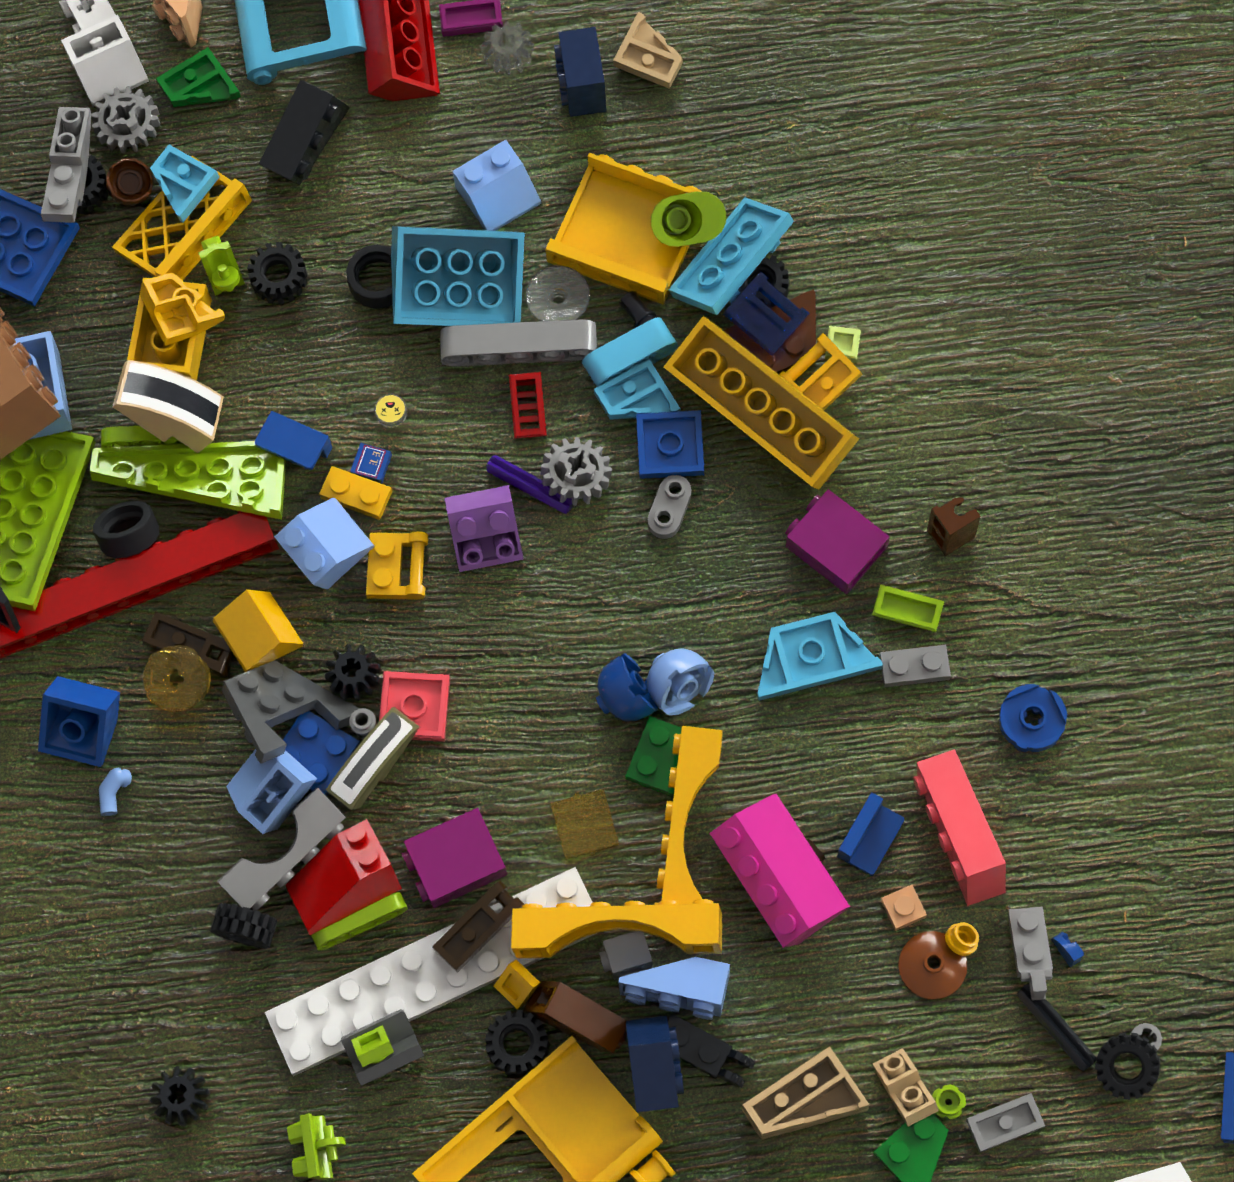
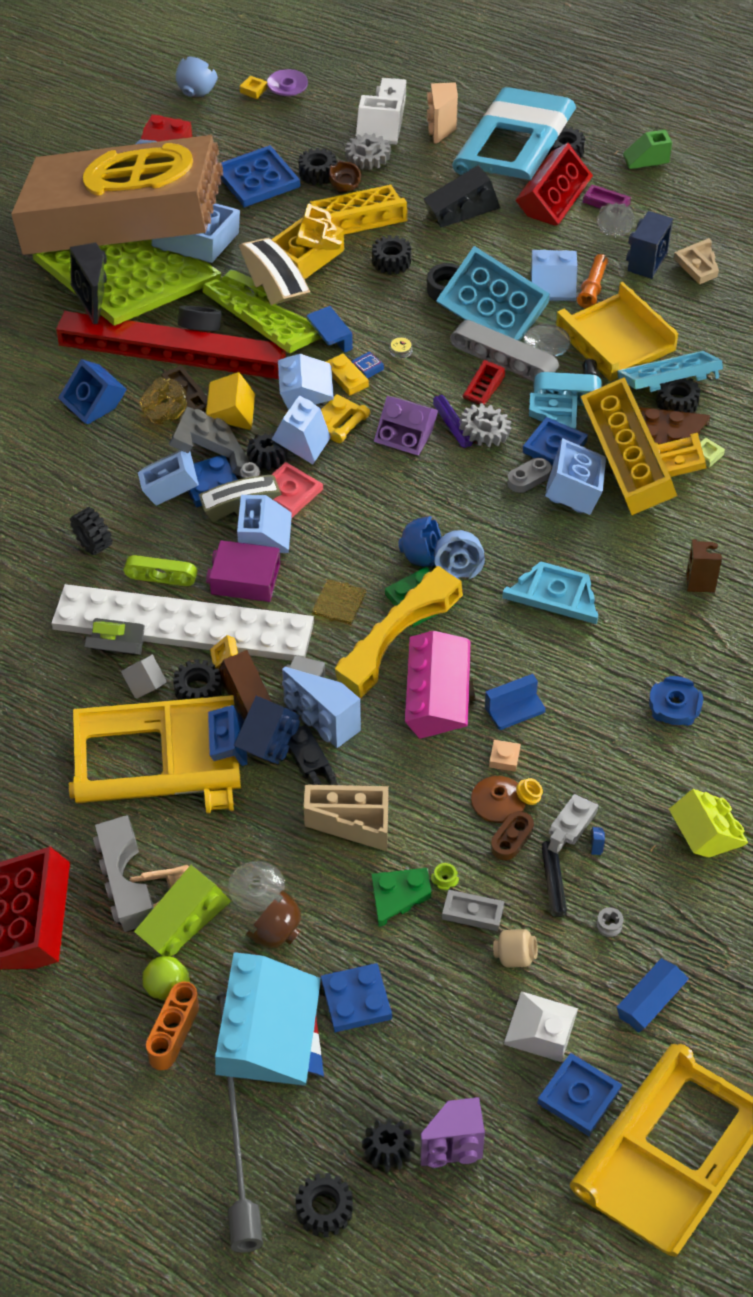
camera: 30 degrees right, 20 degrees down
(68, 165) = (317, 148): light grey slope -> none
(108, 788) = (78, 434): light blue arm -> none
(183, 180) = (375, 187): medium azure wing -> none
(198, 81) = (422, 154): green wing -> none
(220, 265) = (360, 232): lime hips -> none
(314, 820) = (176, 507): light grey arch -> none
(319, 1147) = (32, 664): lime hips -> none
(342, 878) = (173, 540): red slope -> none
(379, 622) = (303, 430): none -> light blue slope
(431, 783) = (264, 522): none -> light blue slope
(451, 1074) = (143, 676): none -> light grey panel
(476, 927) = (226, 605): dark brown plate -> none
(545, 931) = (266, 628): yellow arch -> none
(549, 175) = (591, 286): none -> orange pin
(601, 1089) = (223, 732): none -> blue panel
(688, 218) = (656, 335): lime piece -> none
(732, 482) = (576, 477): none -> light blue slope
(759, 320) = (662, 408): clear blue plate -> none
(836, 540) = (620, 542): magenta brick -> none
(905, 1087) = (422, 850): tan slope -> none
(908, 608) = (639, 601): lime tile -> none
(915, 665) = (619, 634): light grey plate -> none
(961, 827) = (576, 730): coral wedge -> none
(982, 1006) = (510, 837): none -> reddish brown plate
(1079, 1139) = (515, 948): none -> tan head
(1113, 1081) = (573, 912): black tyre -> none
(1167, 856) = (707, 824): none -> neon yellow slope

